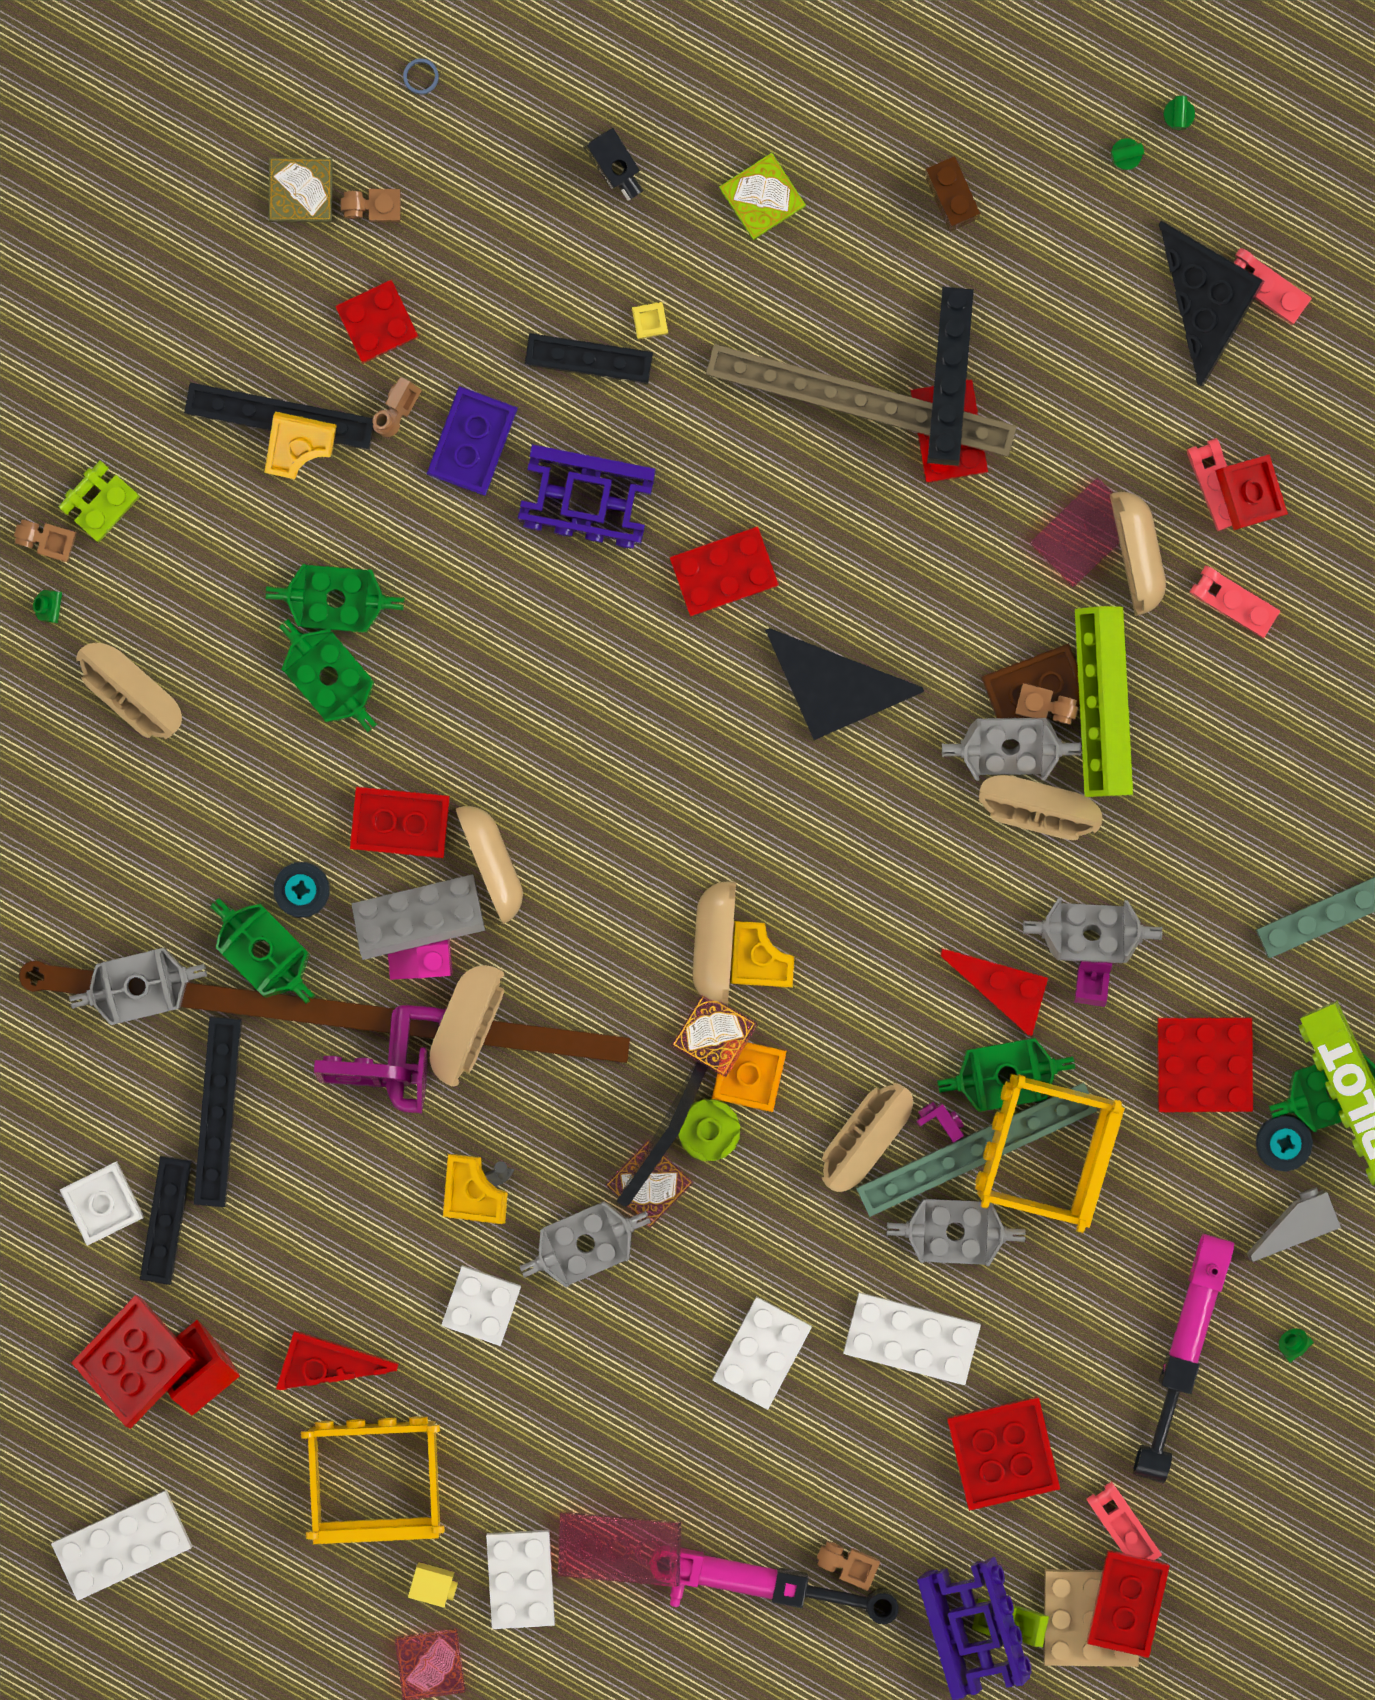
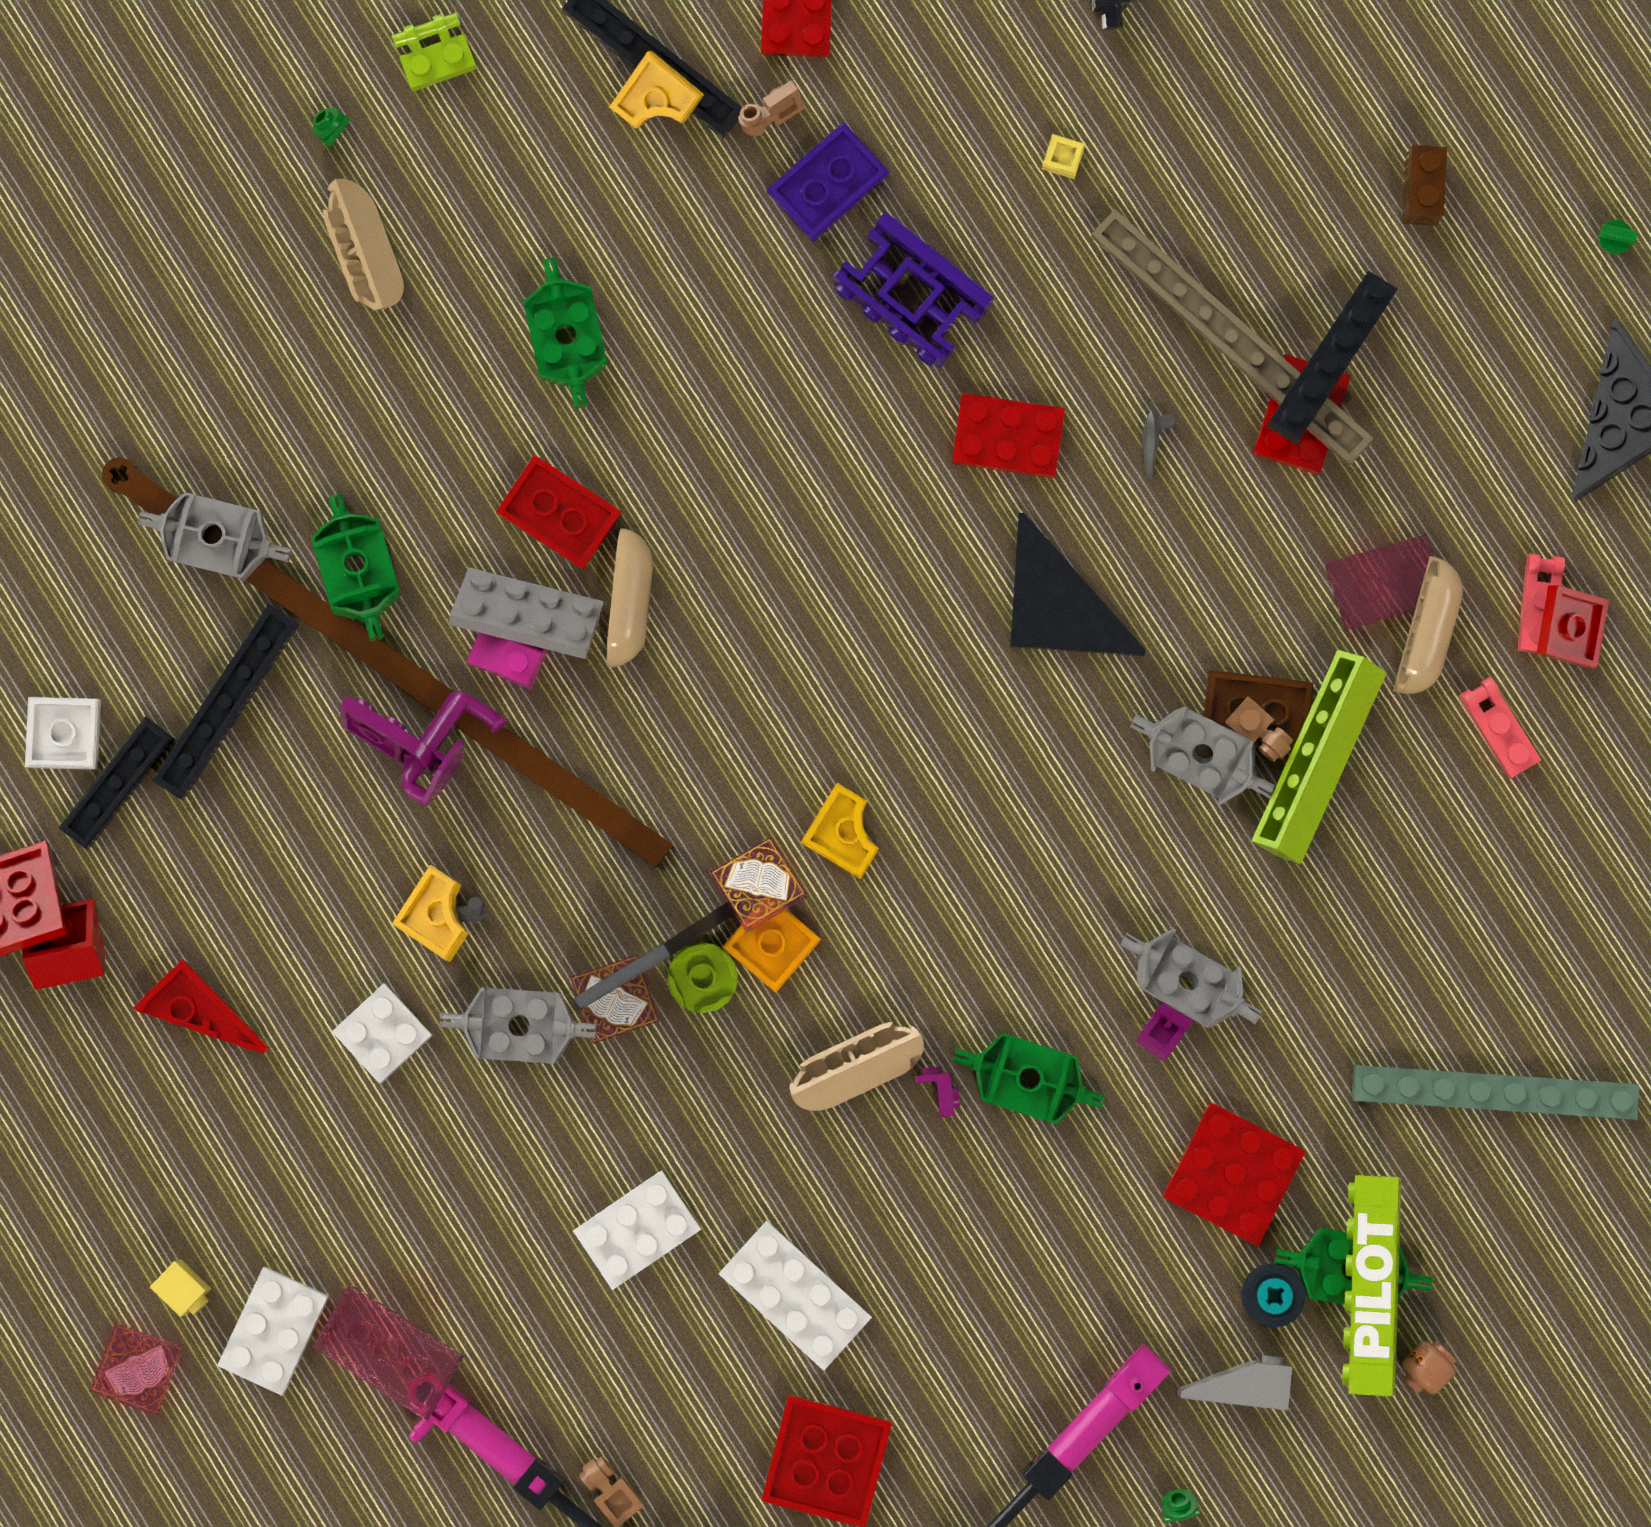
camera: 30 degrees right, 5 degrees down
(53, 542) = (368, 67): medium nougat plate -> none
(309, 594) = (596, 239): green plate -> none
(310, 885) = (436, 536): black wheel -> none
(381, 1528) = (154, 1201): yellow window -> none
(466, 1023) = (518, 742): tan brick -> none
(588, 358) = (984, 161): black tile -> none
(714, 941) = (807, 793): tan brick -> none
(762, 196) = (1236, 94): tile -> none
(838, 513) = (1150, 437): none -> dark grey bar
(968, 1153) = (960, 1137): sand green plate -> none
(981, 1235) = (913, 1234): light grey plate -> none
(1009, 989) = (1077, 996): red wing -> none
(1039, 807) = (1200, 829): tan brick -> none
(1094, 1166) = (1070, 1216): yellow window -> none

